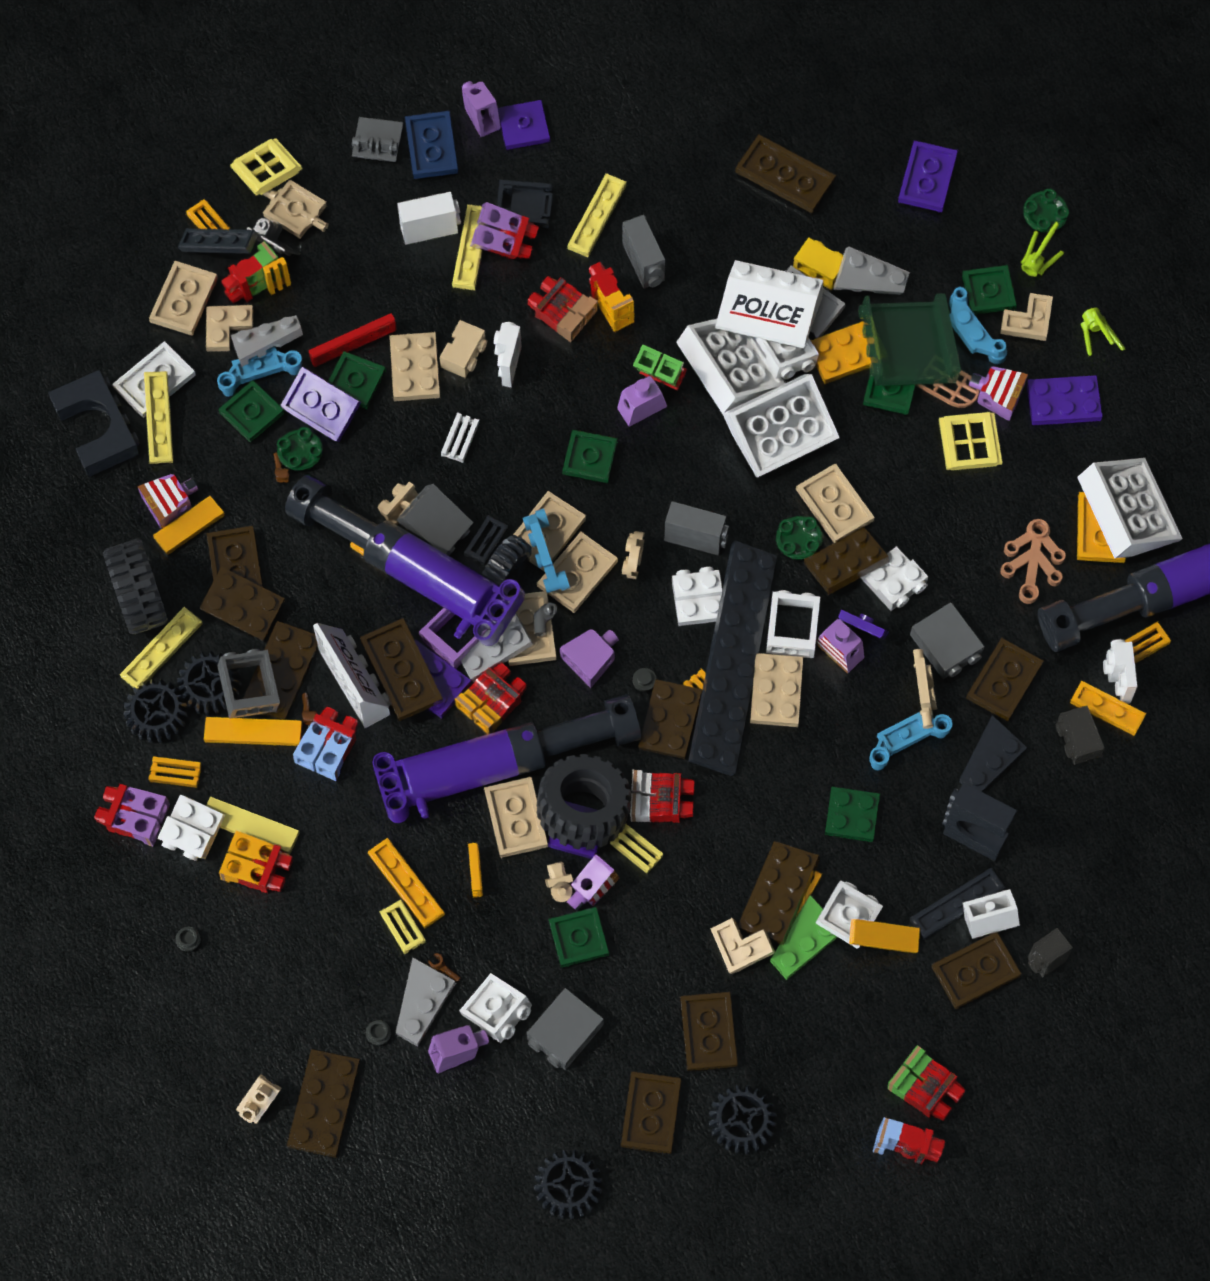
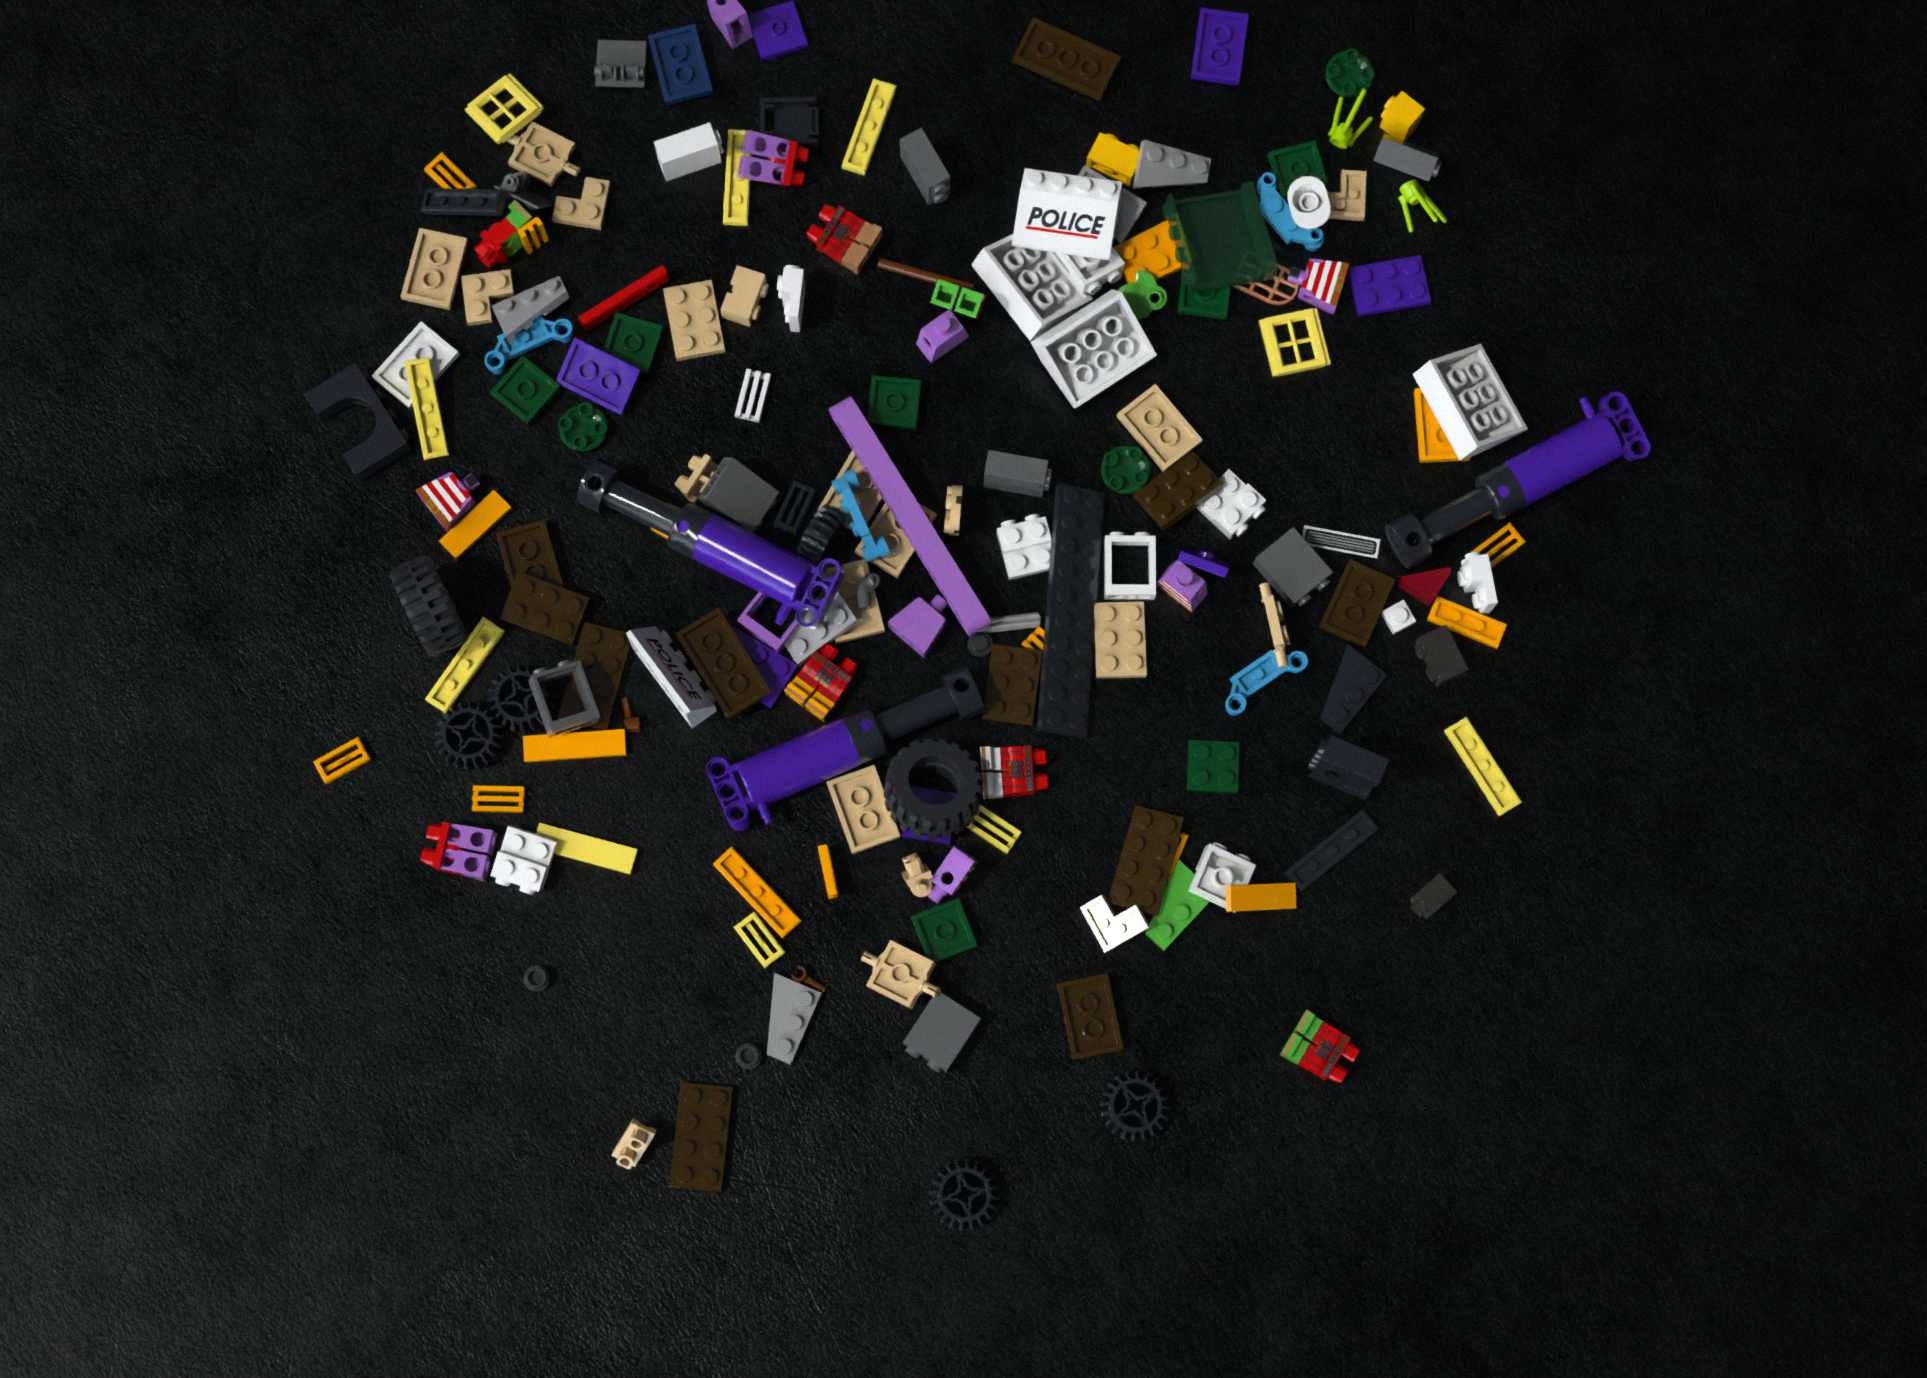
camera: 10 degrees left, 10 degrees up
(36, 730) = (346, 769): none -> light orange tile
(255, 863) = (604, 891): light orange hips -> none
(282, 475) = (567, 457): reddish brown hand -> none
(326, 744) = (656, 743): light blue hips -> none
(327, 263) = (585, 212): none -> tan plate
(455, 1047) = (822, 1068): medium lavender torso -> none
(497, 1008) = (868, 1017): white plate -> none
(532, 971) = (901, 974): none -> tan plate
(592, 556) = (910, 516): none -> medium lavender beam
(615, 306) = (888, 212): hips -> none
(616, 342) = (919, 273): none -> reddish brown bar
(651, 1112) = (1040, 1109): dark brown plate -> none
(669, 663) = (1013, 622): none -> light grey axle
(829, 383) = (1139, 293): none -> bright green plate
(908, 1140) = (1307, 1111): hips -> none
(976, 970) = (1358, 920): dark brown plate -> none
(991, 914) = (1368, 860): white brick -> none
(995, 315) = (1309, 202): none -> white piece
(996, 623) = (1341, 541): none -> sticker
(1034, 557) = (1374, 465): nougat plant -> none
(1043, 696) = (1398, 617): none -> white plate
(1071, 669) = (1424, 585): none -> dark red slope
(1090, 251) = (1401, 116): none -> yellow brick
(1091, 286) = (1407, 157): none -> dark grey brick
(1110, 841) = (1482, 766): none -> light yellow tile

